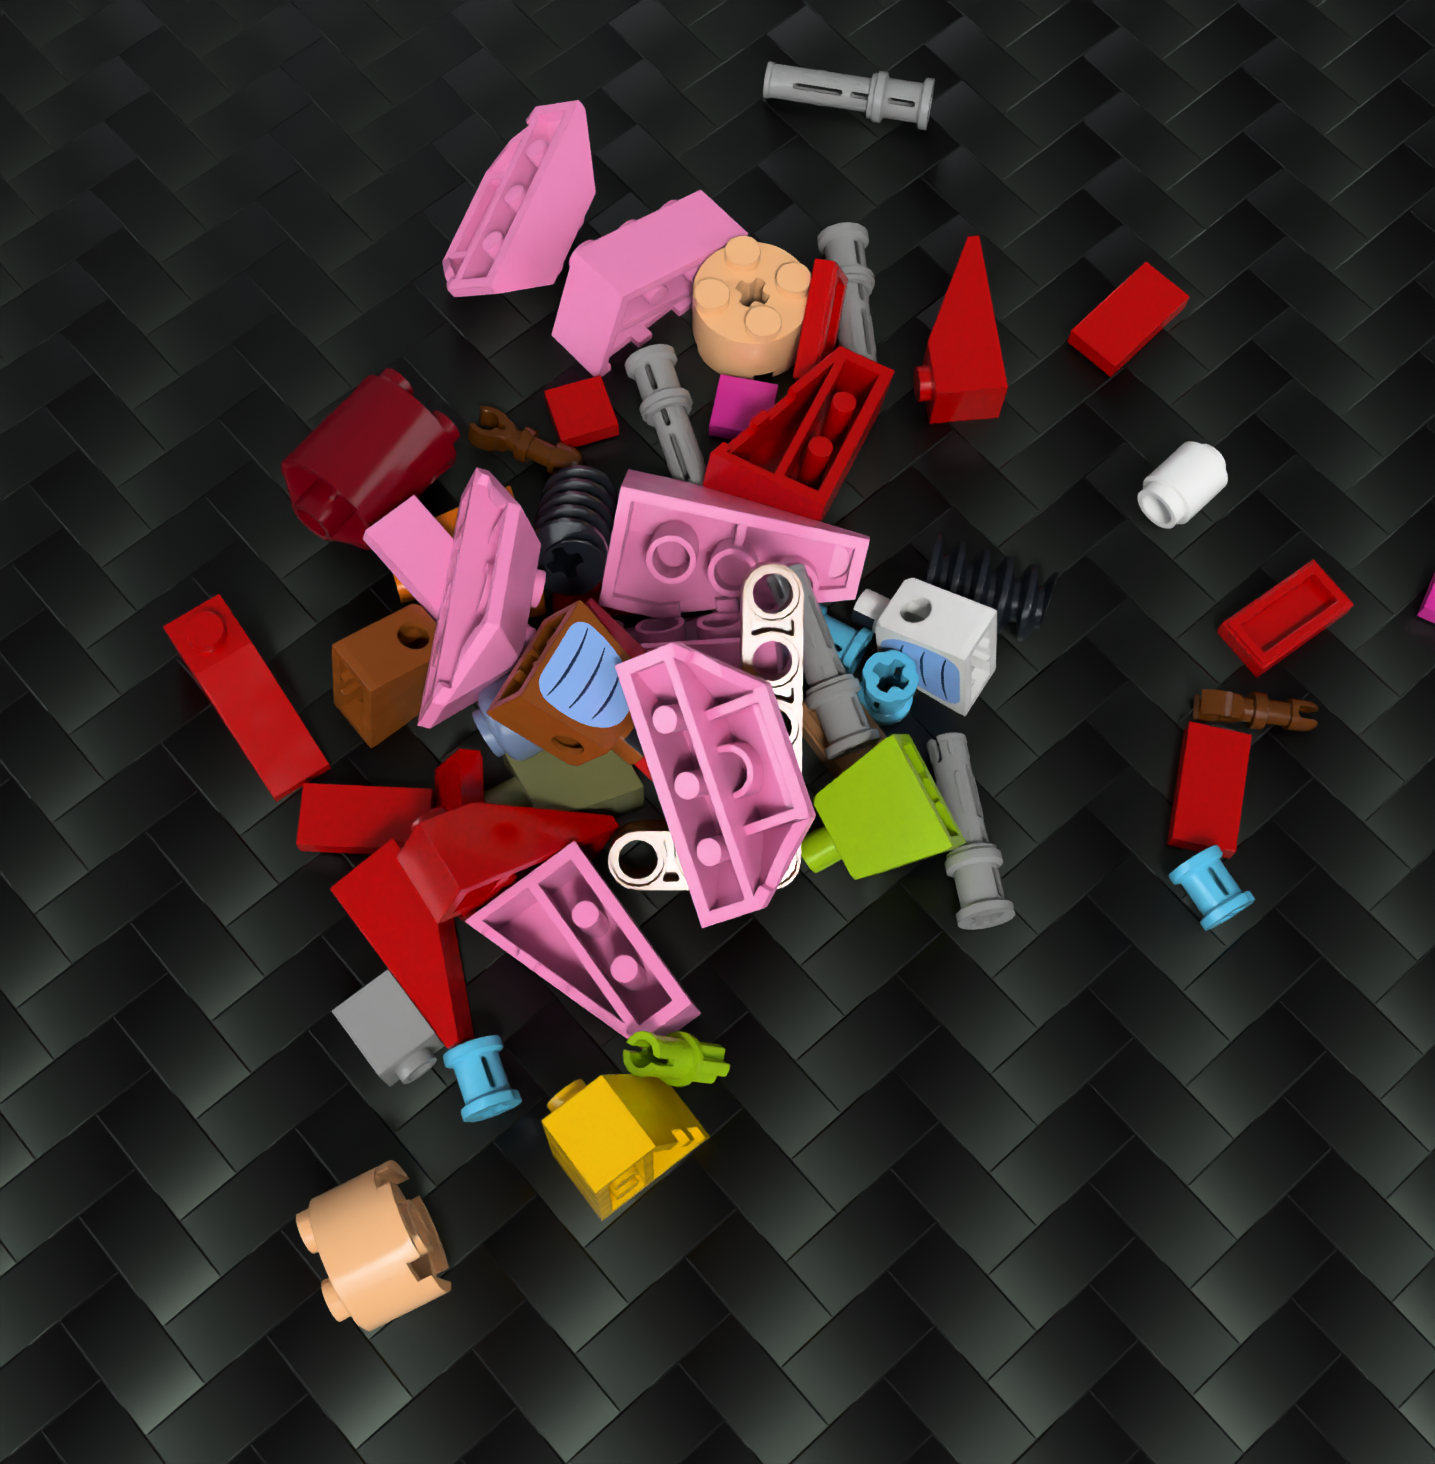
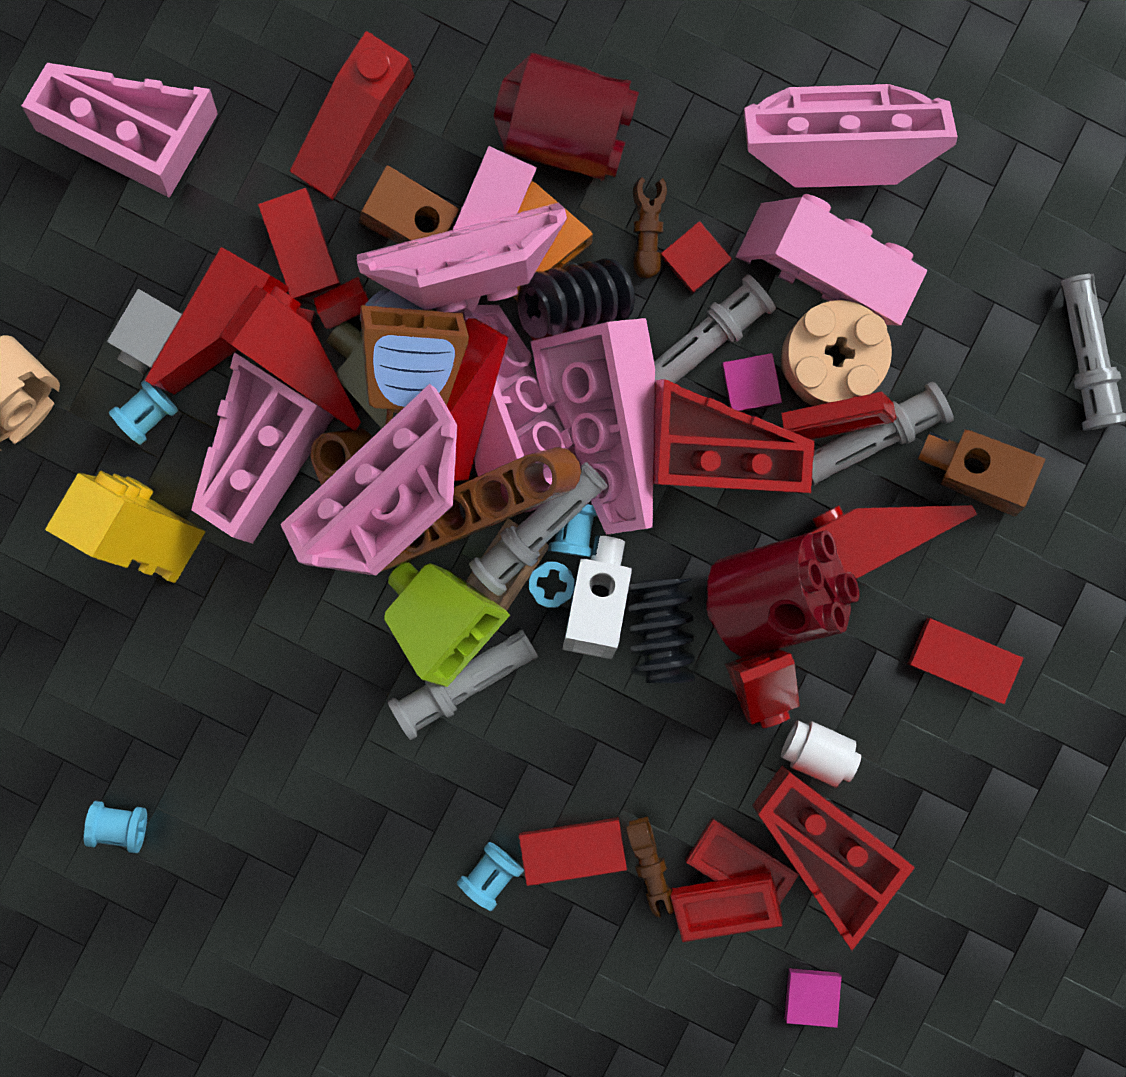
camera: 80 degrees right, 20 degrees up
(117, 960) = (122, 123): none -> bright pink wedge
(675, 1058) = (199, 540): lime axle -> none
(936, 211) = (1007, 472): none -> dark orange torso
(996, 440) = (780, 594): none -> dark red cylinder
(998, 1329) = (115, 827): none -> medium azure bush
(1087, 496) = (765, 686): none -> red slope
(1307, 505) = (834, 855): none -> red wedge
(1329, 642) = (726, 907): none -> red tile

